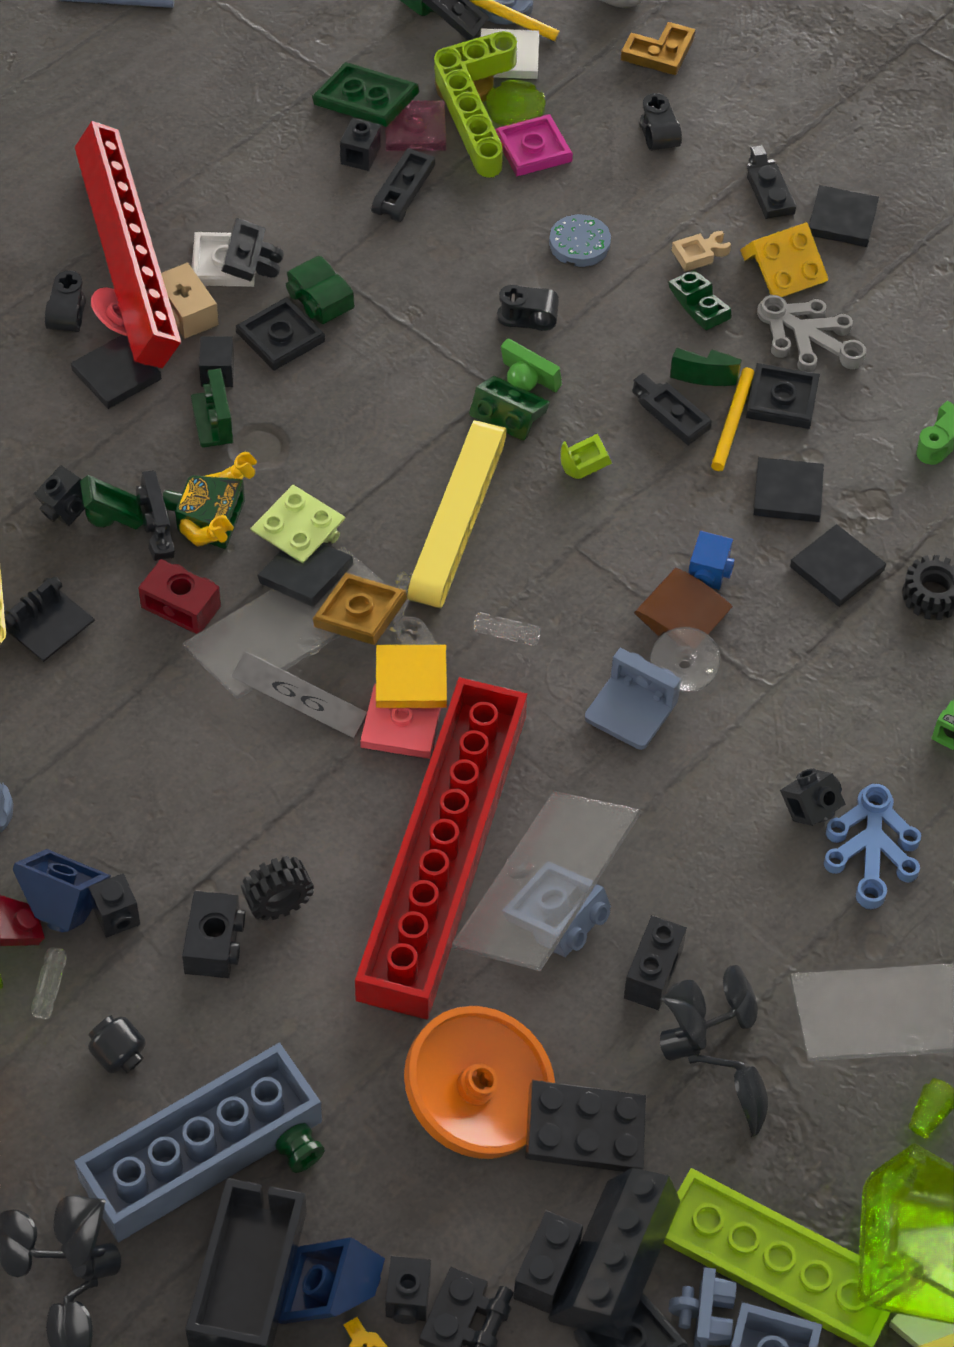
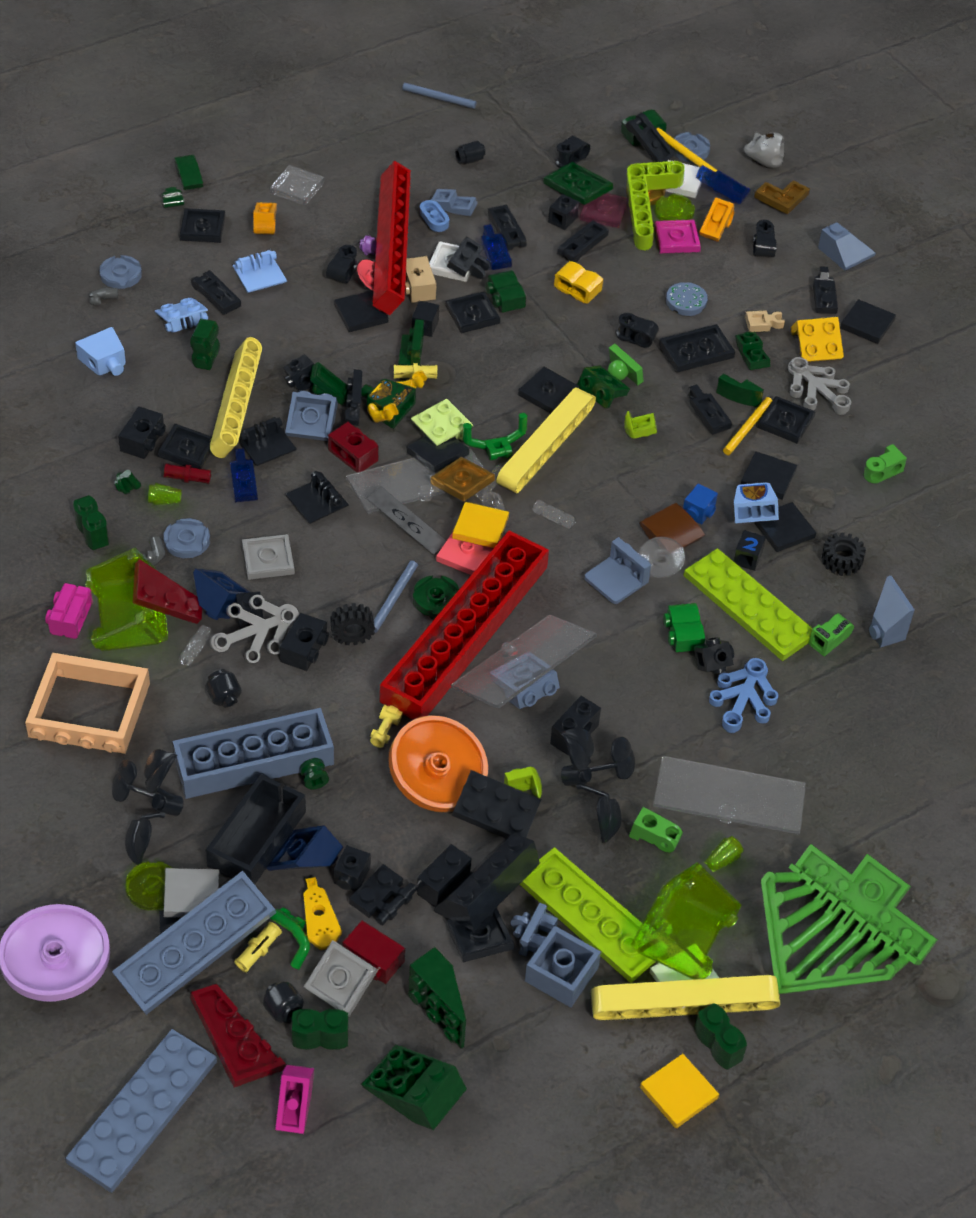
camera: 15 degrees right, 5 degrees down
(31, 687) = (243, 478): none -> clear blue hinge
(92, 262) = (368, 245): none -> medium lavender plate
(101, 561) = (311, 415): none -> sand blue plate
(109, 806) = (268, 556): none -> light grey tile
(139, 932) = (259, 627): none -> light grey plant
(152, 693) = (317, 498): none -> black hinge
(174, 193) = (434, 215): none -> medium blue plate
(187, 165) = (454, 204): none -> sand blue slope
(193, 80) = (470, 152): none -> black brick
(228, 449) = (407, 371): none -> light yellow pin
(281, 225) = (495, 249): none -> clear blue hinge
(286, 187) = (507, 226): none -> black plate
(319, 817) = (394, 595): none -> sand blue bar
(339, 46) = (572, 150): none -> black piece
(380, 824) = (426, 588): none -> dark green plate
(380, 1020) = (389, 715): none -> light yellow bar
(394, 532) = (498, 446): none -> green piece
(419, 250) = (578, 282): none -> yellow brick
(432, 432) = (546, 389): none -> black plate
(572, 49) = (724, 184): none -> clear blue hinge
(583, 107) = (717, 219): none -> light orange plate
(606, 1071) = (524, 780): none -> lime plate
(621, 315) = (696, 348): none -> black plate
(755, 761) = (684, 627): none -> green brick
(771, 109) = (843, 246): none -> sand blue slope
(790, 539) = (755, 503): none -> light blue torso
(804, 615) = (749, 550): none -> black brick
(824, 1098) = (656, 830): none -> bright green leg
(831, 699) = (749, 604): none -> lime plate

